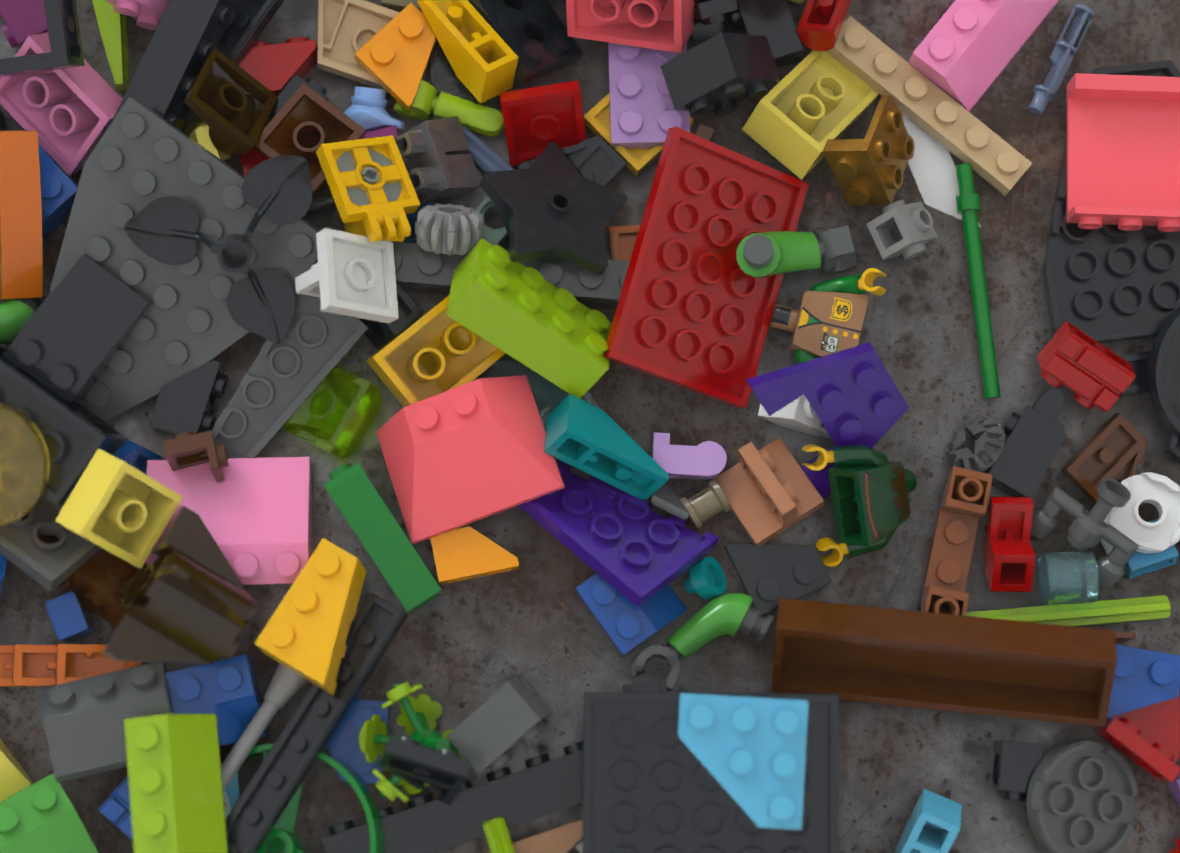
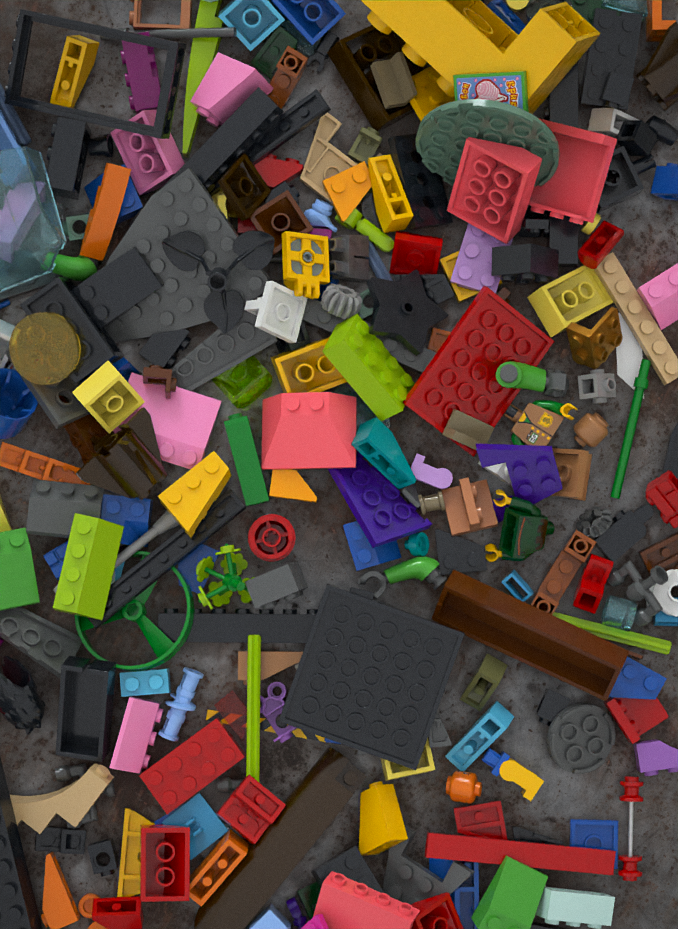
camera: 25 degrees right, 5 degrees up
(68, 617) = (59, 444): blue slope -> none
(419, 764) = (224, 592): black wing -> none
(466, 649) = (271, 537): none -> red cone
(722, 367) = (467, 429): none -> dark tan panel
(751, 750) = (406, 647): medium azure plate -> none
(878, 572) = (521, 582): none -> dark azure piece
(892, 766) = (484, 682): none -> olive slope
(916, 302) = (590, 430): none -> medium nougat head
(916, 376) = (573, 471): none -> medium nougat bracket

